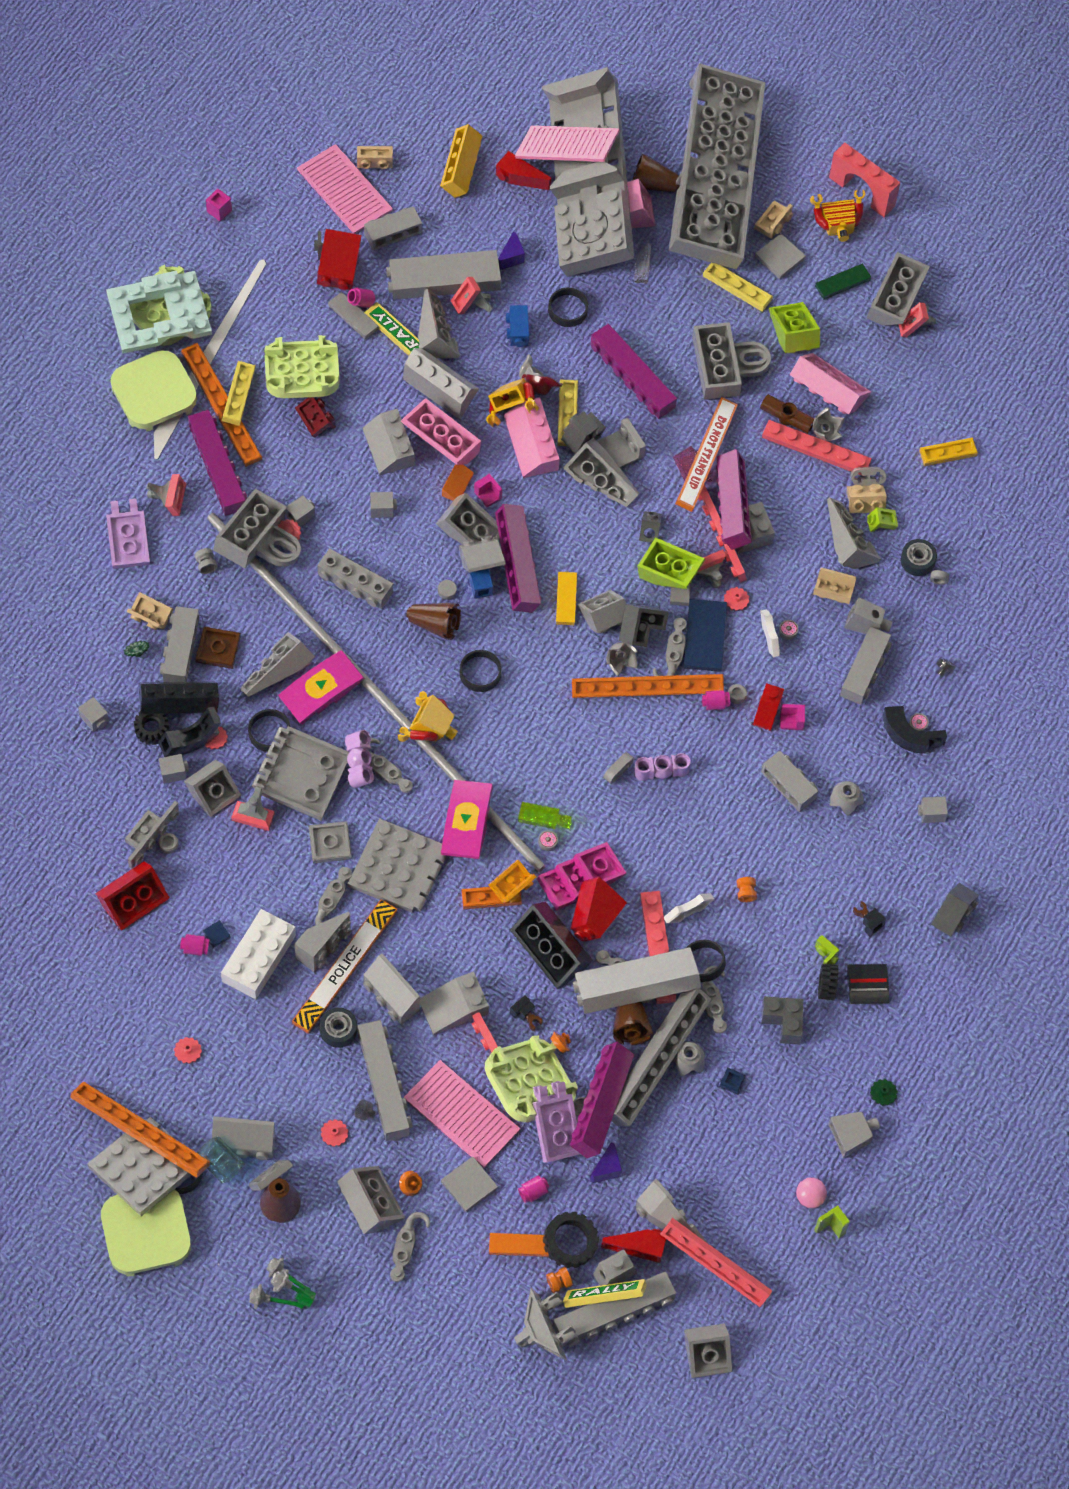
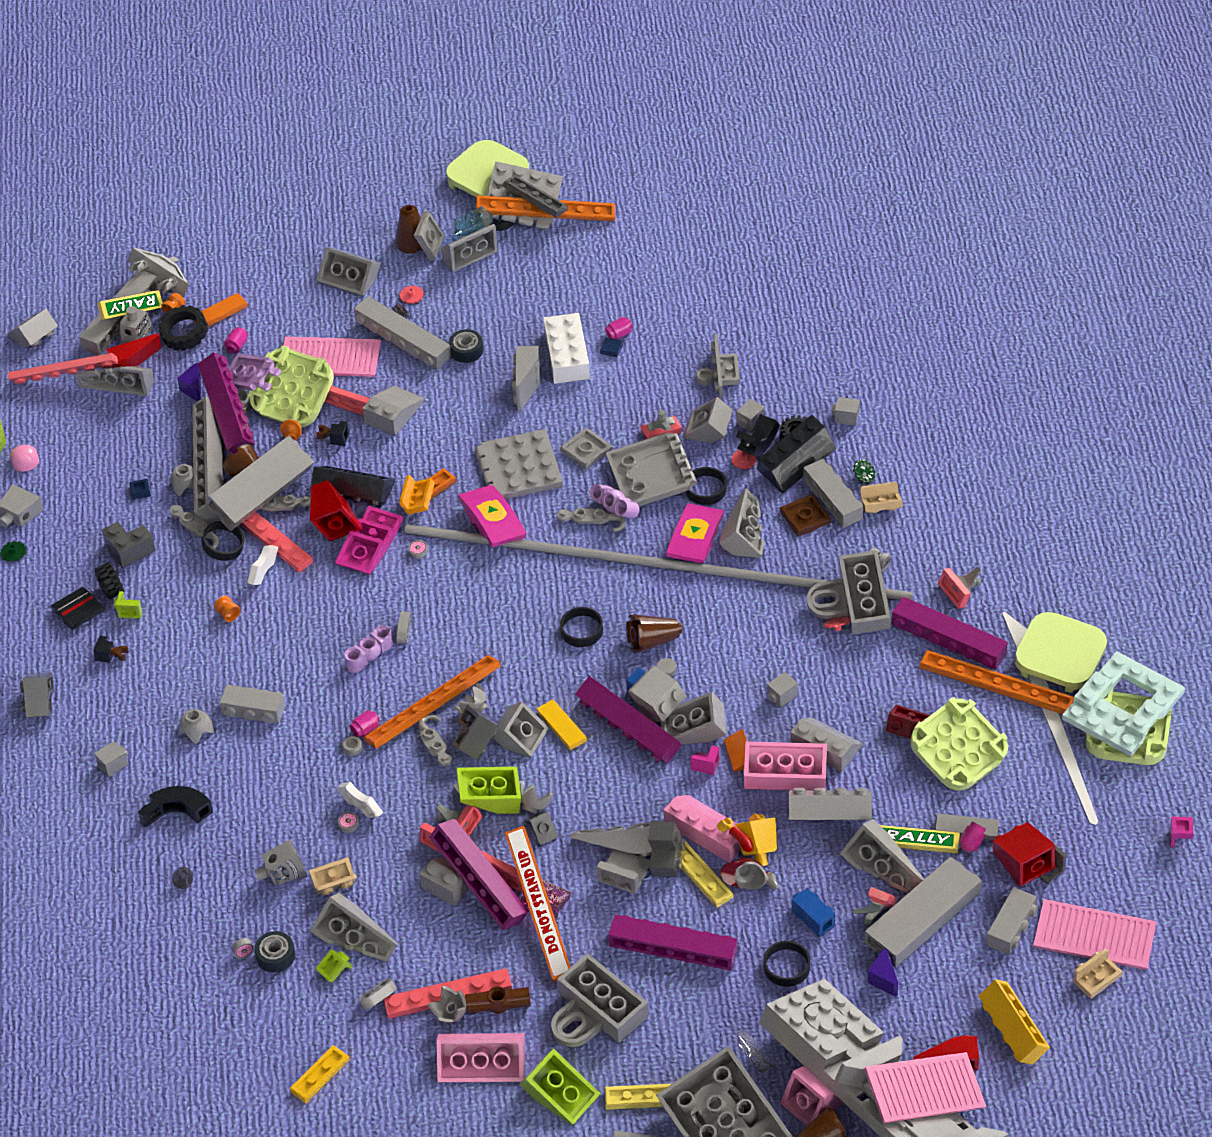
camera: 150 degrees right, 15 degrees down
(127, 536) = (960, 541): lavender tile -> none
(132, 895) = (695, 327): red slope -> none
(142, 1137) = (535, 196): none -> dark grey tile
(187, 1050) = (561, 277): coral piece -> none
(238, 393) = (991, 695): light yellow tile -> none
(279, 1281) = (364, 179): plant -> none
(301, 511) = (842, 641): light grey brick -> none
(333, 894) = (548, 414): light grey piece -> none
(344, 966) = (498, 384): tile -> none
(355, 579) = (747, 623): light grey brick -> none
(391, 990) = (445, 384): light grey slope -> none
(404, 1246) = (301, 265): light grey piece -> none
(410, 1183) = (328, 295): orange hat -> none
(431, 720) = (584, 561): yellow torso -> none
(469, 1184) = (286, 321): light grey tile -> none
(543, 816) = (435, 559): clear neon green plate -> none
(638, 542) = (530, 799): none -> light grey piece
(705, 635) = (418, 772): dark blue tile -> none
(736, 598) = (414, 819): coral piece -> none
(768, 706) = (316, 750): red slope -> none
(792, 717) = (289, 756): dark pink panel -> none
(865, 666) = (253, 825): light grey brick -> none
(866, 498) = (365, 976): tan bracket -> none
(919, 722) = (174, 821): tile -> none

